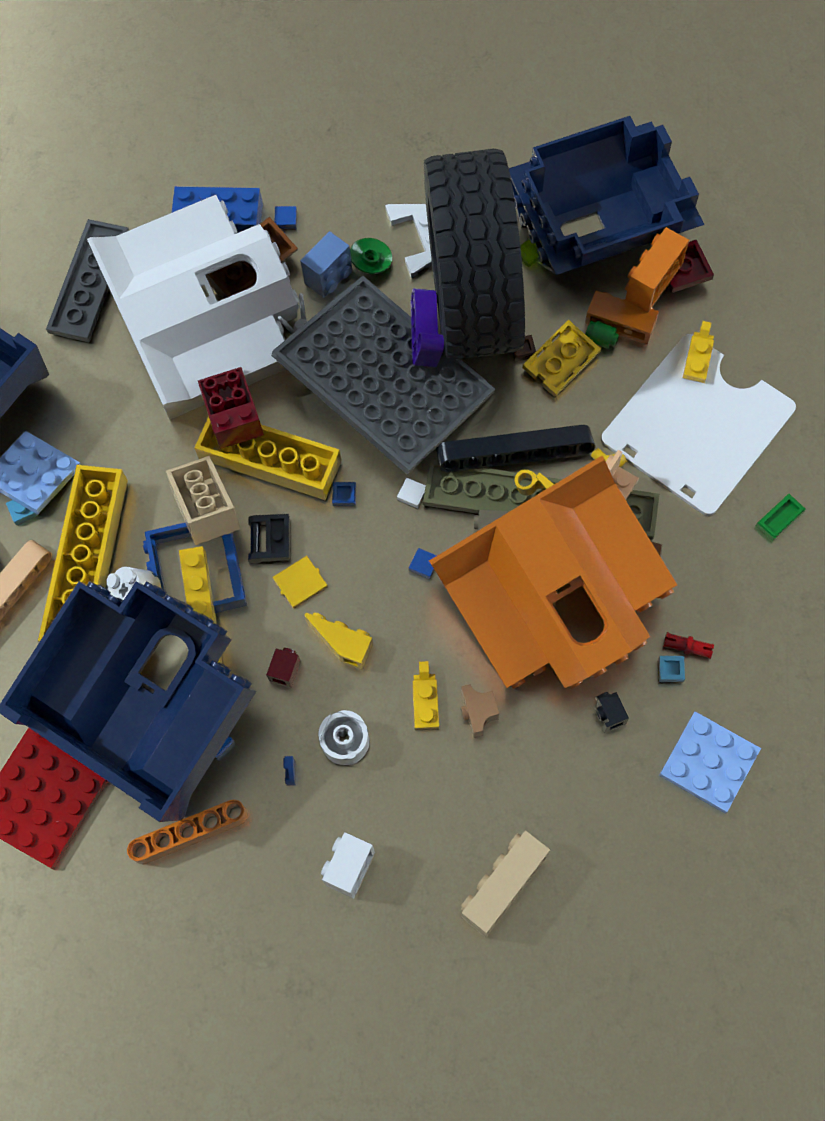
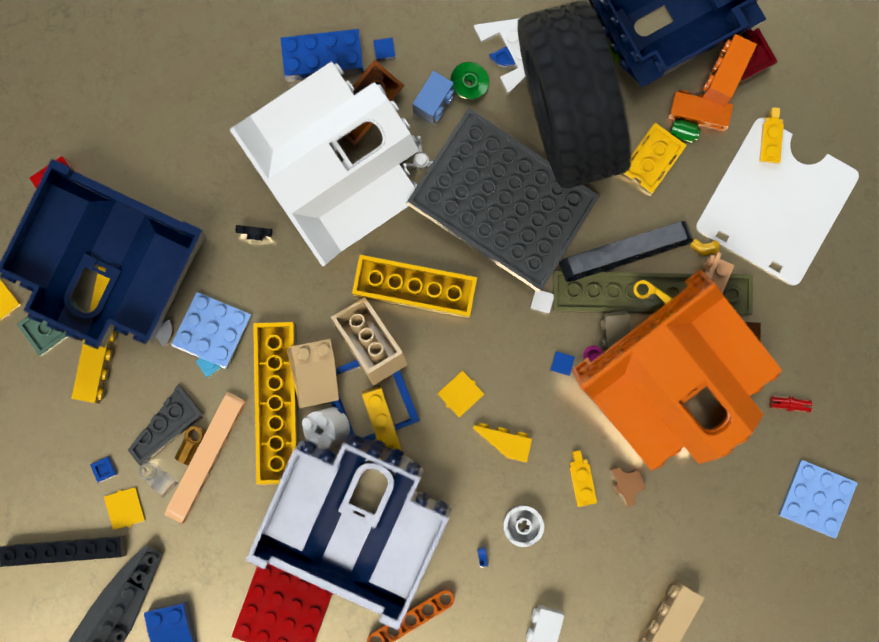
camera: 10 degrees left, 15 degrees up
(83, 288) = (216, 143): dark grey plate -> none
(102, 377) = (253, 233): none -> black piece
(131, 524) = (314, 373): none -> tan slope
(230, 408) = (378, 254): dark red slope -> none
(276, 538) = (434, 357): black plate -> none
(283, 667) = (462, 471): dark red brick -> none
(344, 494) = (484, 310): blue tile -> none
(411, 241) = (502, 58): none -> blue tile
(426, 342) = (532, 152): dark purple beam -> none
(610, 711) = (734, 470): black brick -> none
(671, 669) = (779, 426): medium azure plate -> none
(780, 517) = (855, 279): green tile -> none

